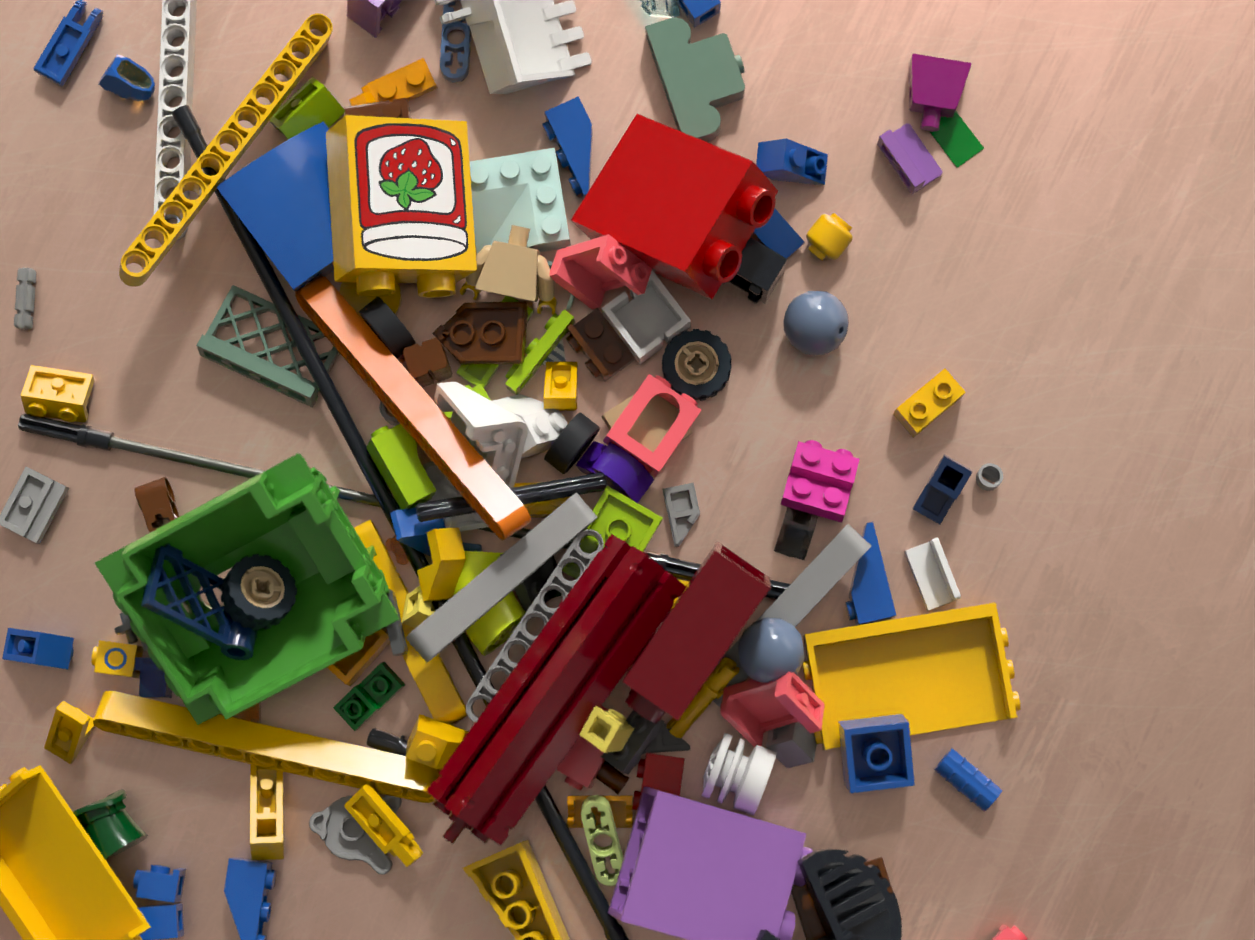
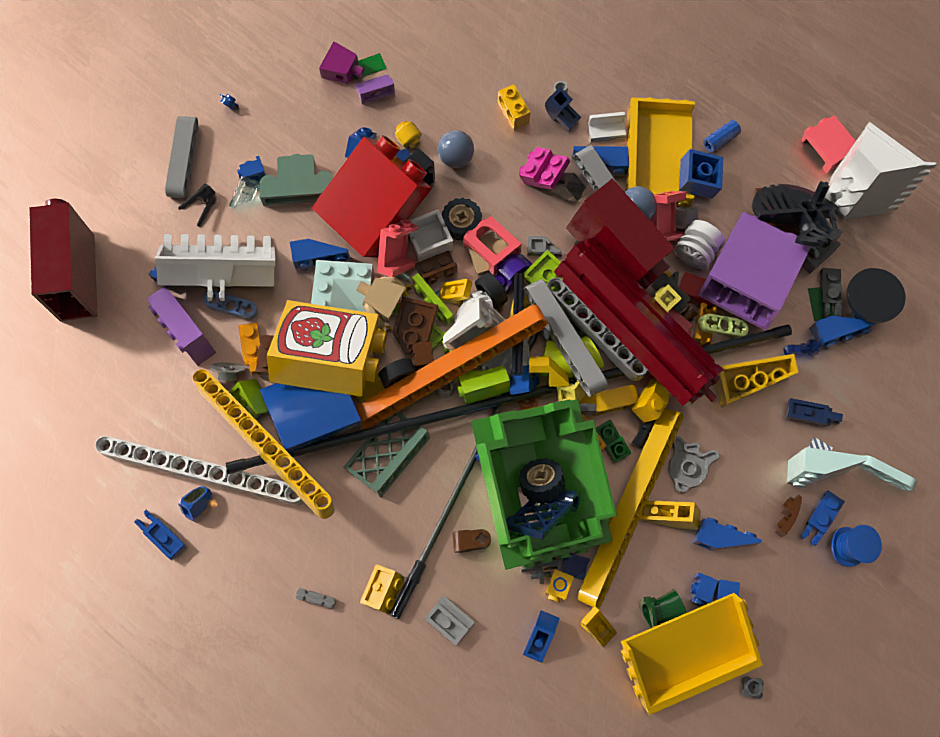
camera: 85 degrees left, 10 degrees down
(344, 63) = (227, 371): none -> light grey piece
(383, 825) = (692, 446): yellow hinge -> none

